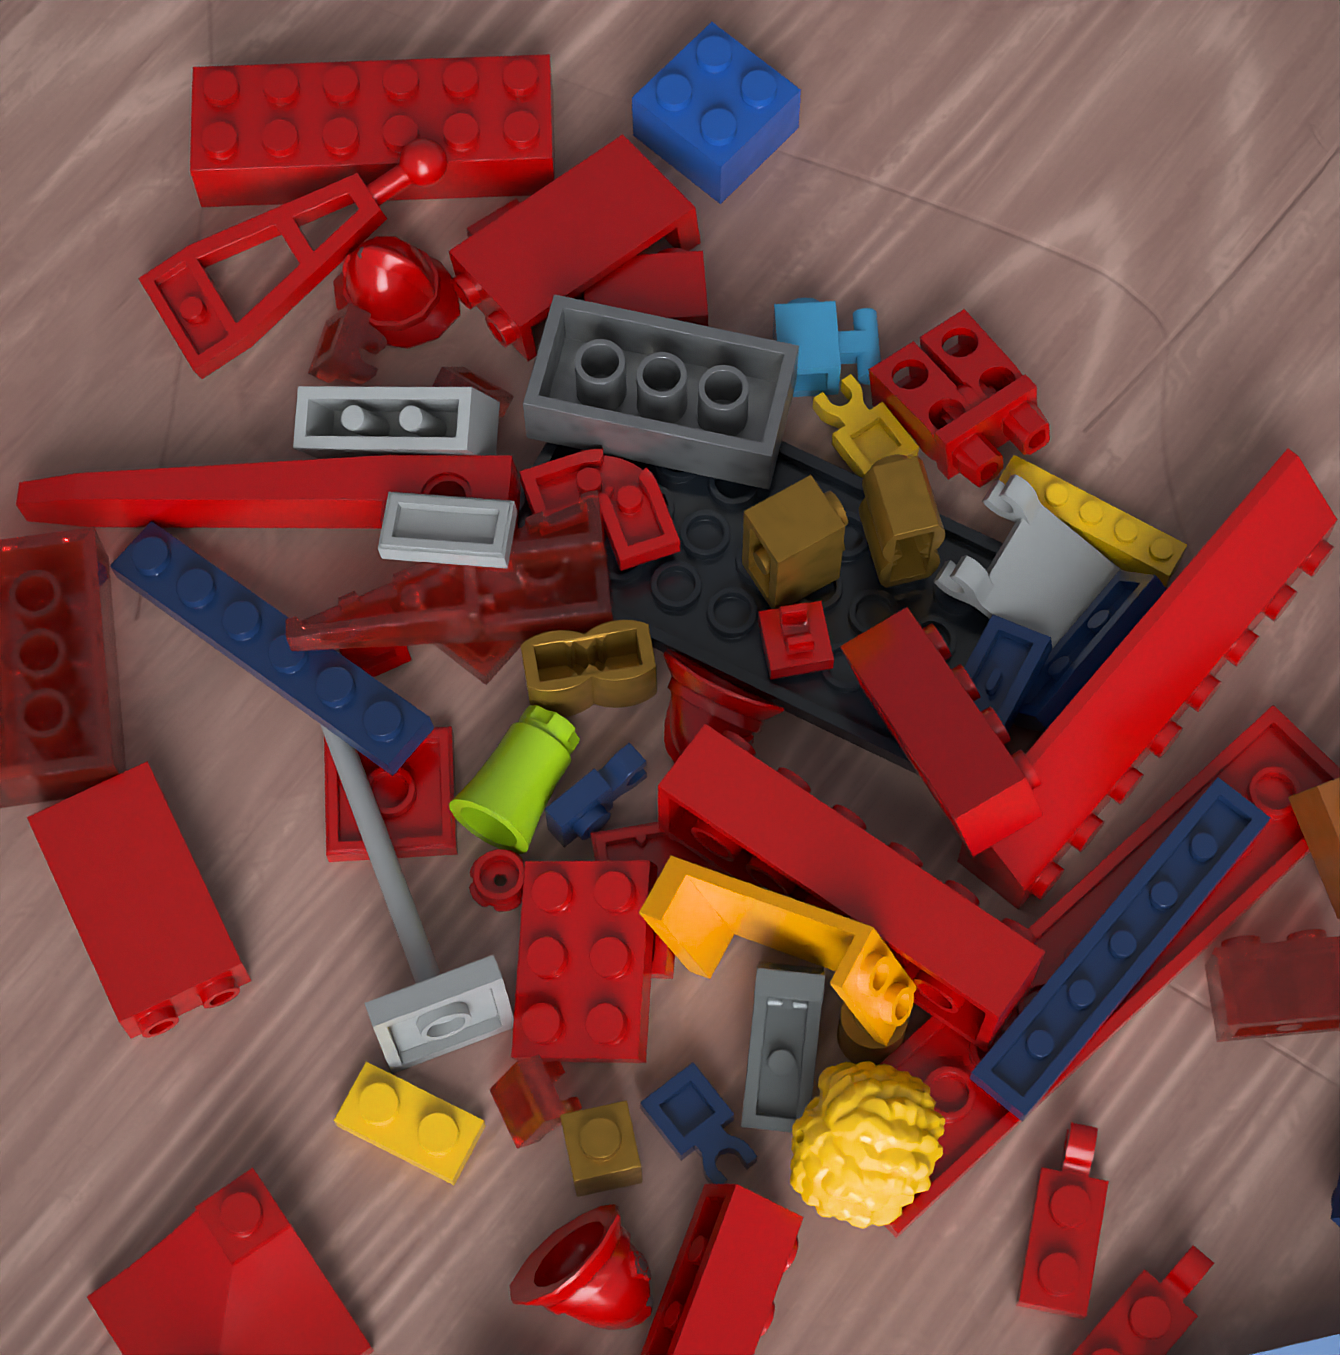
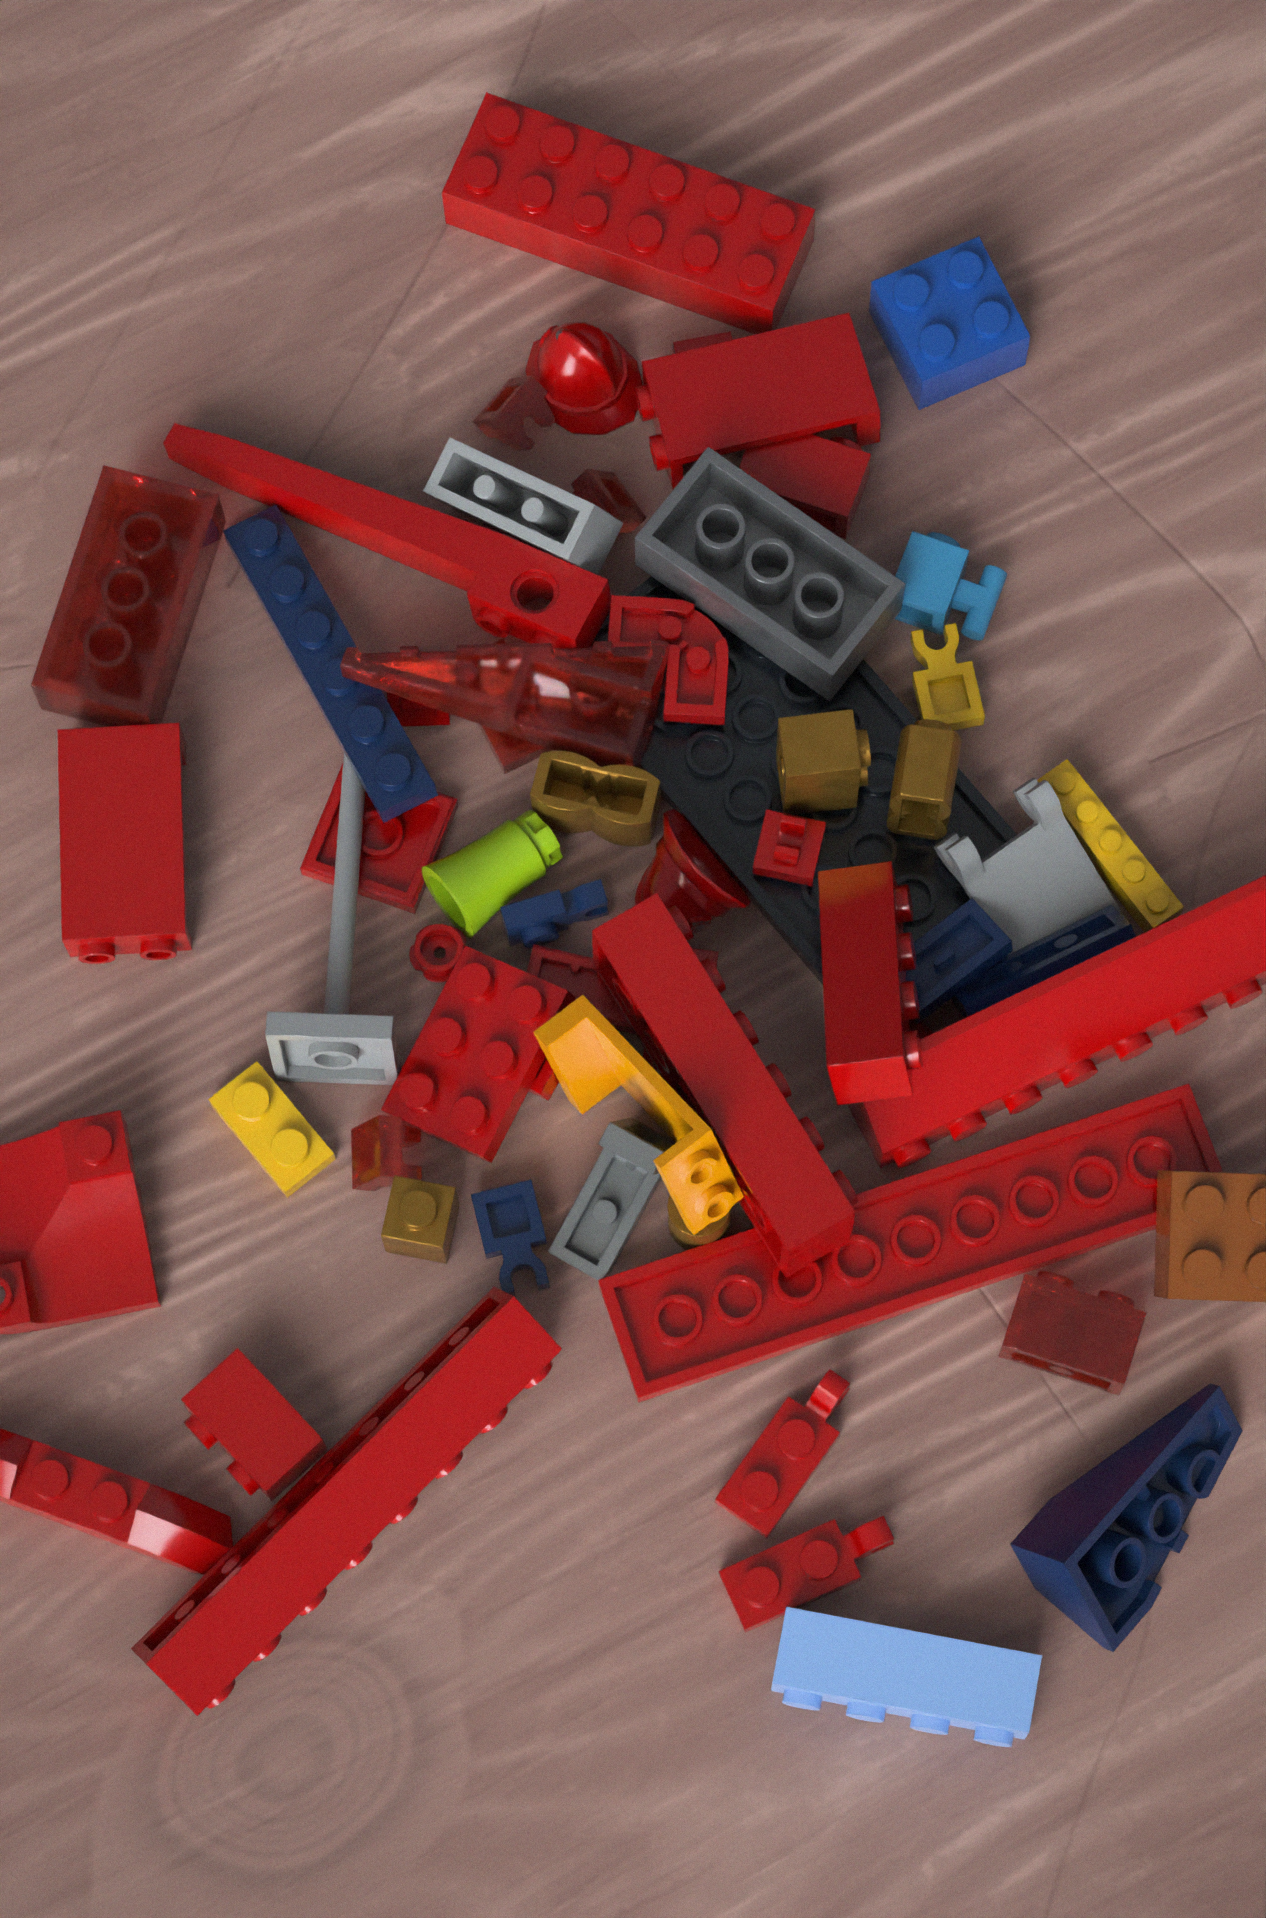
camera: 25 degrees right, 5 degrees up
(196, 308) = (397, 317): red plate -> none
(447, 529) = (520, 625): light grey tile -> none
(588, 1273) = (363, 1319): red piece -> none
(865, 1143) = (640, 1309): yellow hair -> none
(961, 400) = (1044, 709): red hips -> none
(1119, 949) = (942, 1238): dark blue plate -> none

